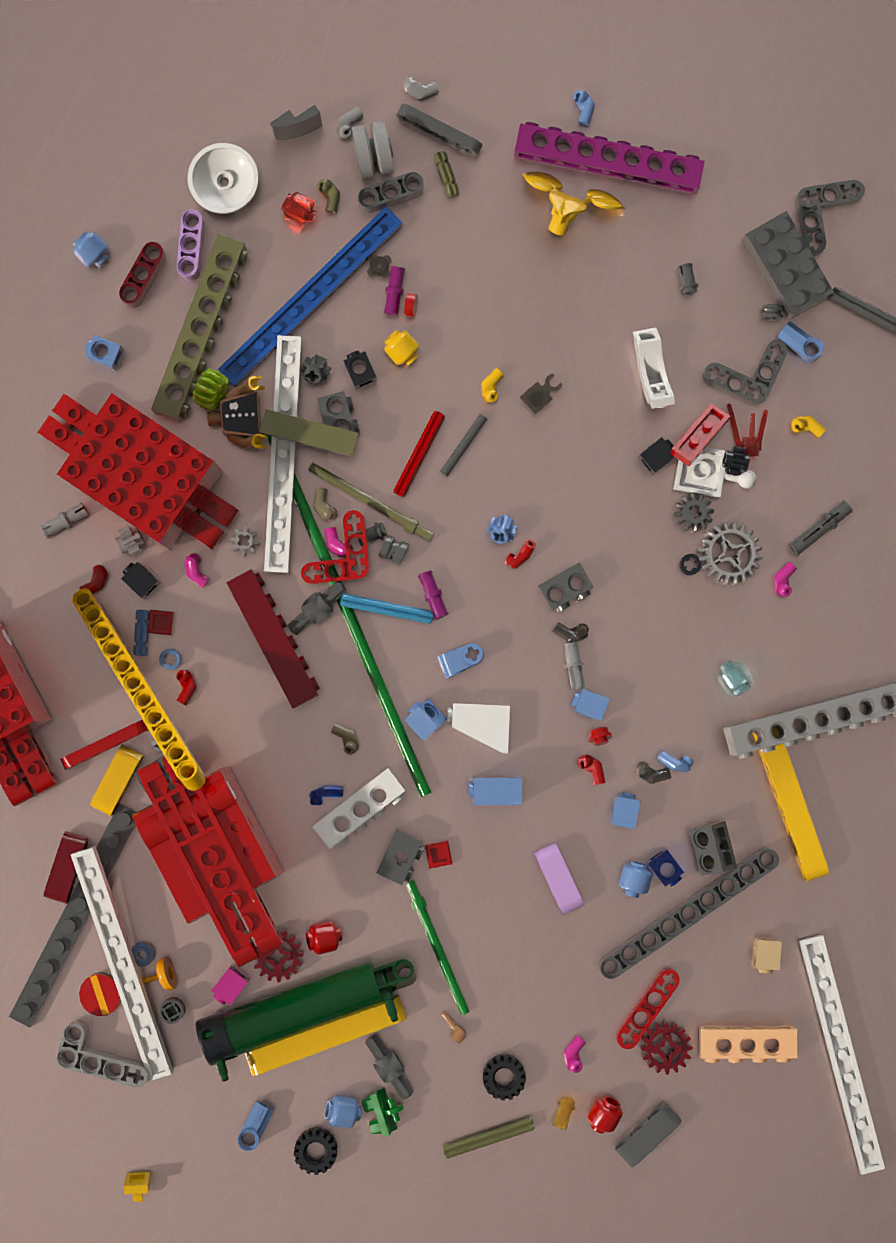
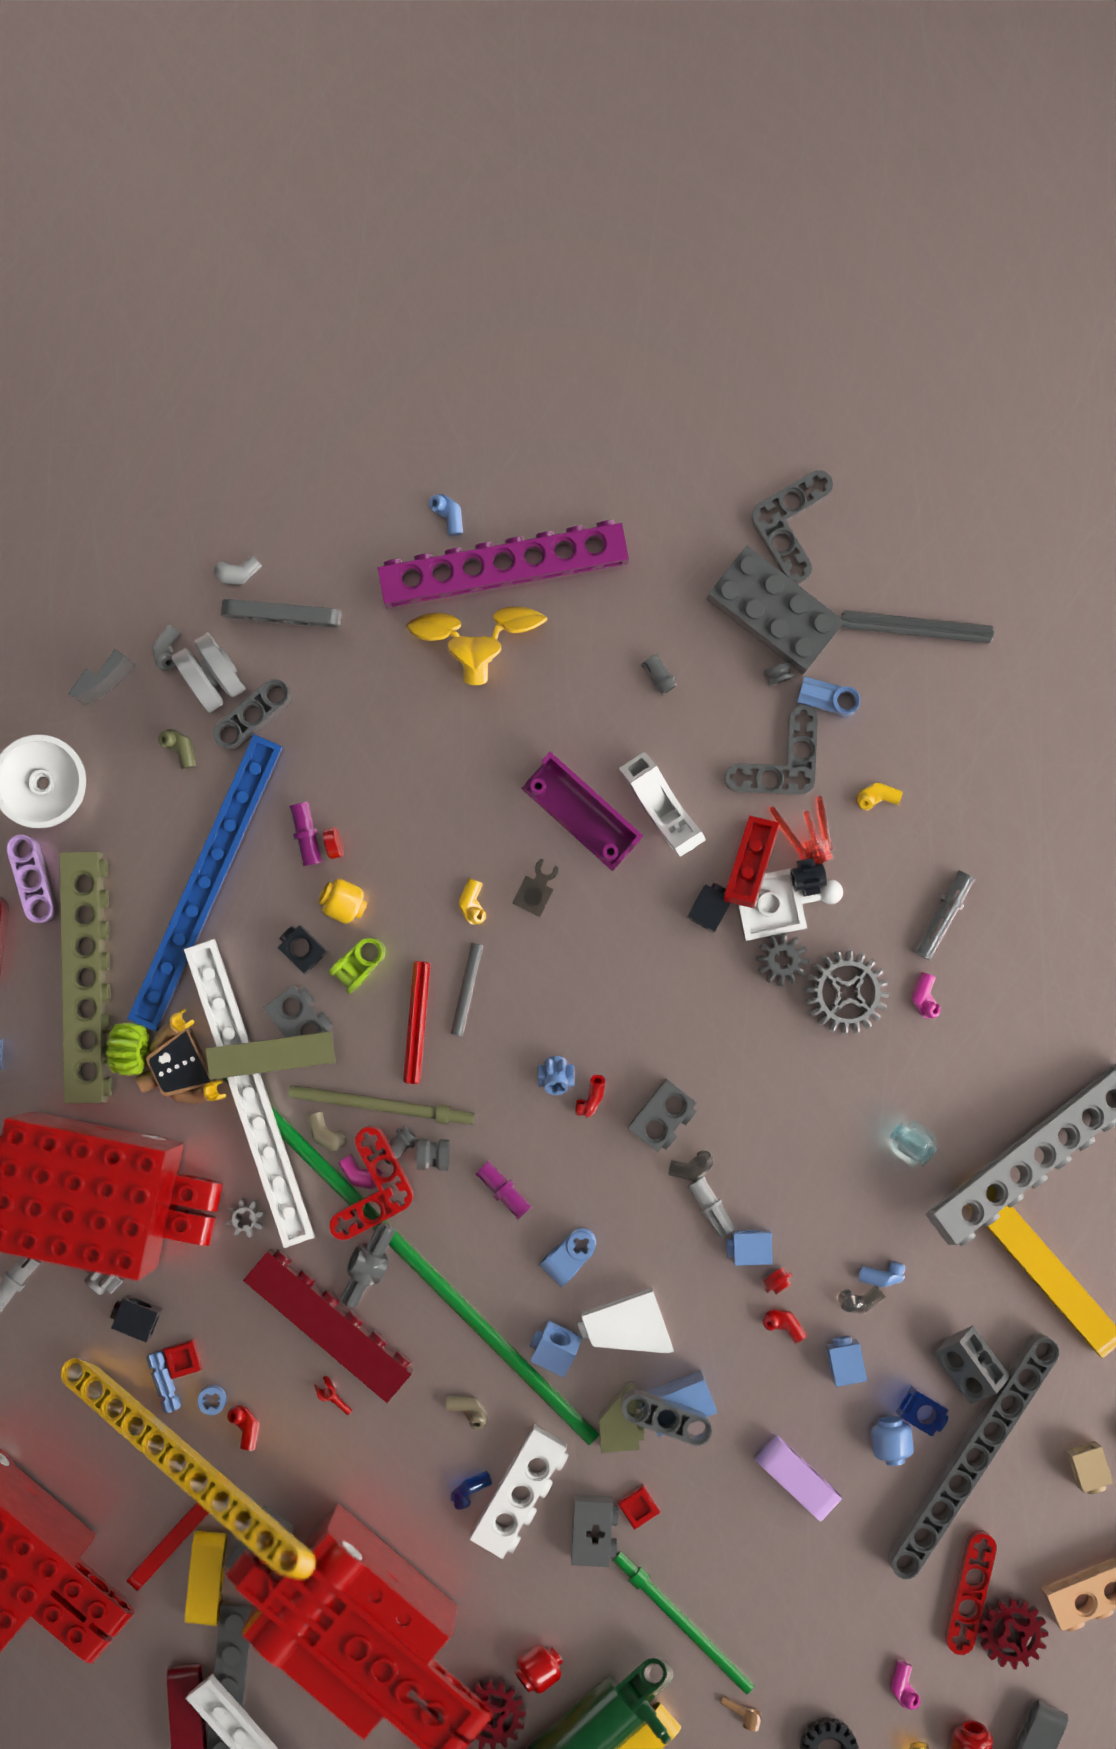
camera: 20 degrees left, 0 degrees up
(98, 579) = (84, 1339): red arm -> none
(192, 570) = (195, 1278): dark pink arm -> none
(254, 688) = (329, 1394): none -> red hand
(298, 209) = (147, 781): clear red head -> none
(315, 369) = (247, 971): dark grey gear -> none
(379, 272) = (282, 815): clear smoke plate -> none
(386, 608) = (453, 1230): dark azure axle -> none
(393, 396) = (357, 964): none -> lime piece
(446, 174) = (312, 663): olive axle -> none
(449, 788) = (615, 1431): none -> olive slope
(491, 802) = (677, 1428): none -> dark grey beam
(595, 352) = (582, 811): none -> magenta piece
(686, 558) = (810, 1030): black bush -> none

